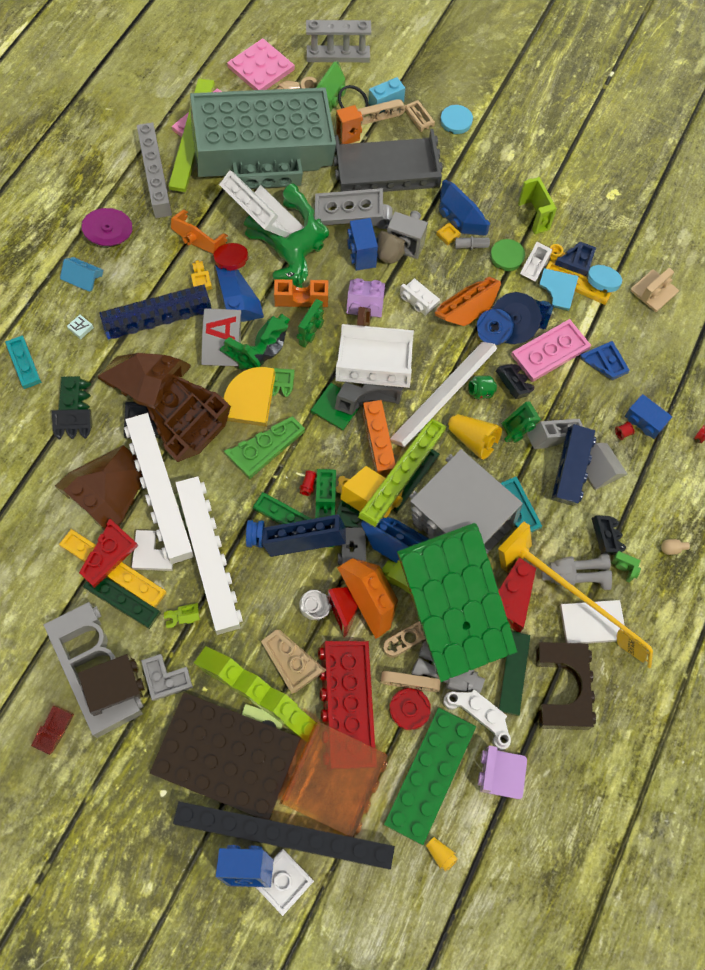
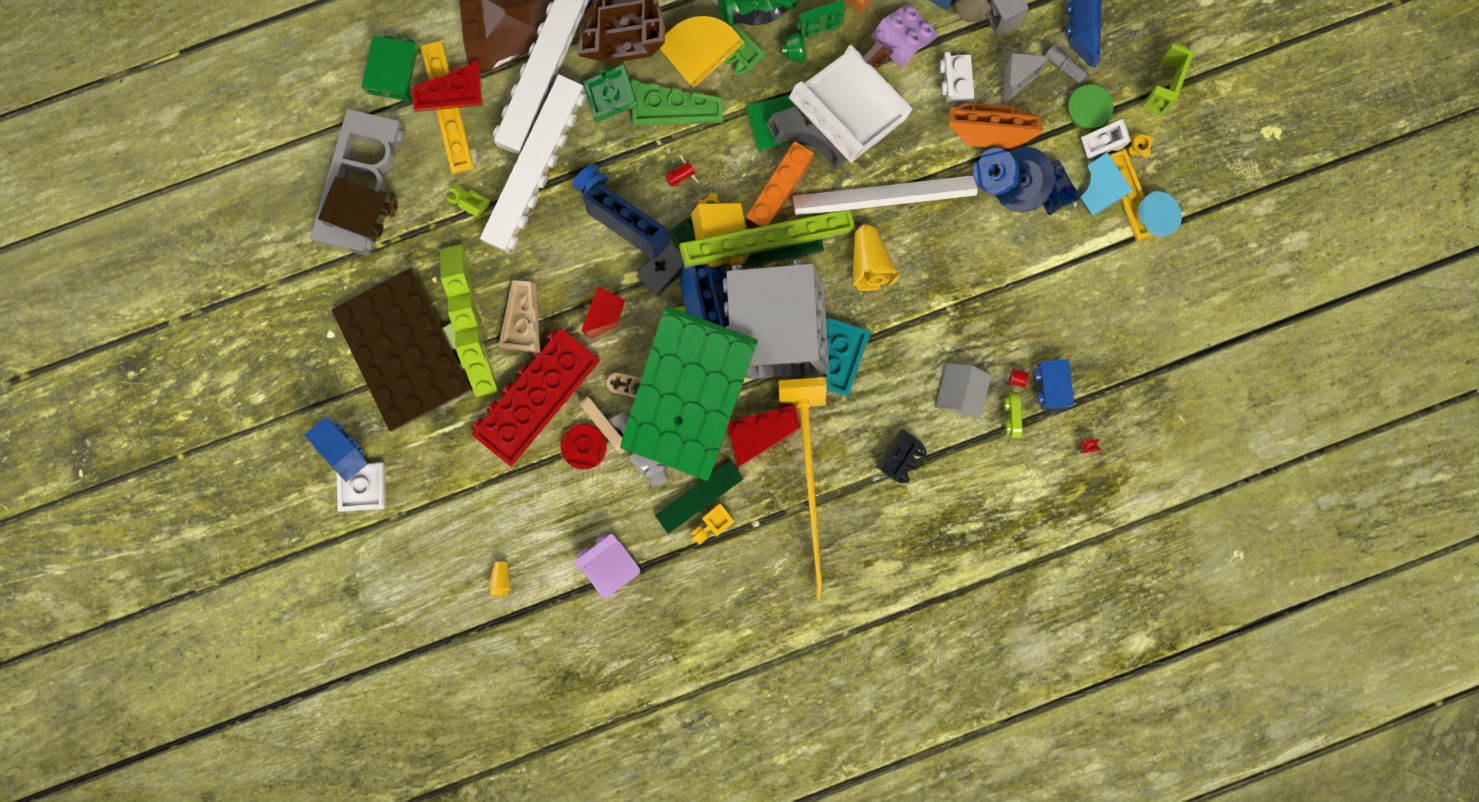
camera: 50 degrees right, 15 degrees up
(50, 574) = (390, 67): none -> green panel
(53, 730) = (287, 206): clear red slope -> none
(124, 602) = (432, 147): dark green tile -> none
(146, 556) = (483, 118): white tile -> none
(162, 683) = (402, 241): light grey plate -> none
(218, 469) = (610, 93): none -> green plate
(277, 510) = (632, 180): green tile -> none
(284, 835) = (390, 453): black brick -> none
(308, 353) = (794, 47): none -> green cone
(314, 605) = (582, 288): white hair -> none
(325, 493) = (683, 200): green slope -> none
(334, 779) = (466, 447): clear orange panel -> none
(370, 593) = (636, 321): orange wedge -> none
(430, 776) = (550, 513): green plate -> none
(448, 233) = (1052, 34): yellow tile -> none
(453, 264) = (1020, 72): none -> light grey slope
(482, 387) = (925, 220): green head -> none
(483, 712) = (638, 503): white plate -> none
(515, 381) = (963, 241): black plate -> none
(520, 422) = (923, 285): green bracket -> none
(540, 677) = (716, 521): none -> yellow plate
(550, 350) = (1030, 241): bright pink plate -> none
(550, 433) = (951, 324): light grey slope -> none
(567, 569) = (828, 451): light grey piece -> none
(573, 465) = (930, 367): dark blue brick -> none
(576, 660) = (760, 533): dark brown arch -> none
(577, 258) = (1155, 171): dark blue wing -> none
(587, 625) = (794, 515): white tile -> none
(606, 360) = (1074, 297): blue wing -> none
(626, 562) = (889, 493): bright green bracket -> none
(644, 453) = (1013, 425): none -> lime plate
(655, 289) = (1201, 268): tan bracket -> none
(674, 546) = (951, 520): tan cylinder -> none

